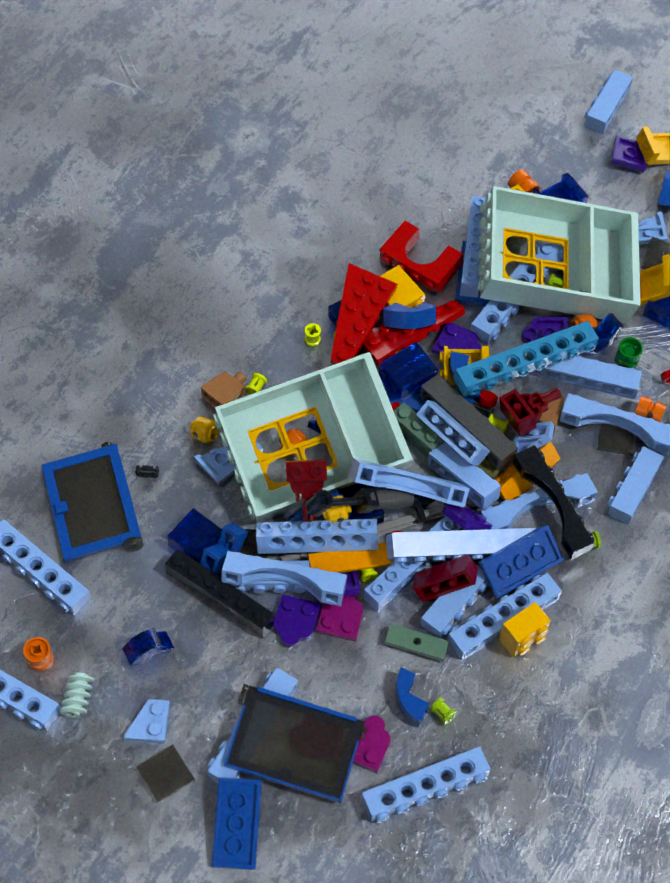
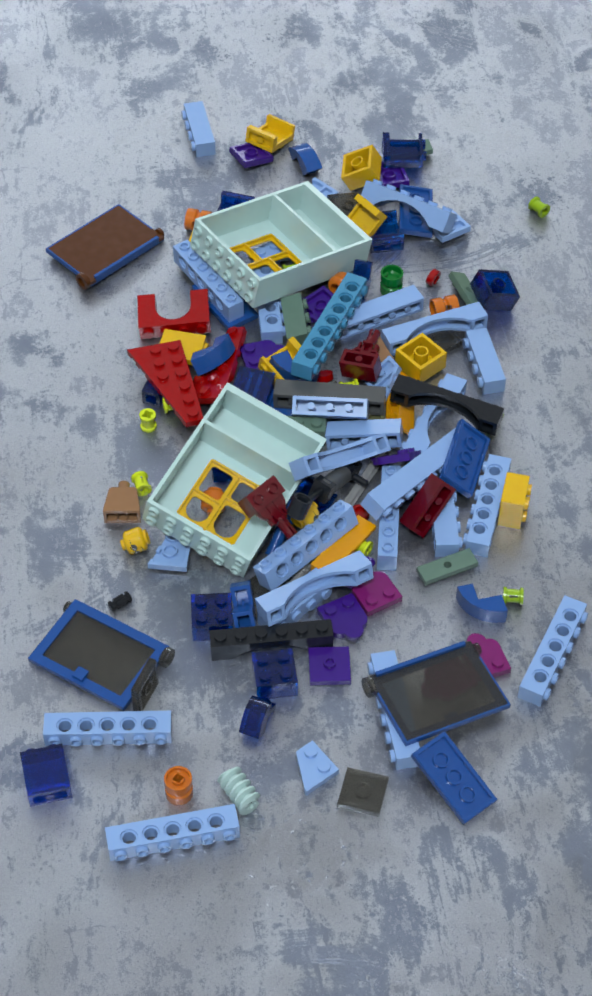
camera: 40 degrees left, 10 degrees down
(90, 555) = (145, 685): none -> clear smoke tile
(194, 623) = (274, 673): none -> clear blue brick
(244, 650) = (329, 666): none -> dark purple plate
(430, 157) = (104, 245): none -> reddish brown door
(512, 330) = (296, 317): none -> sand green brick
(580, 442) = (421, 358): none -> yellow brick

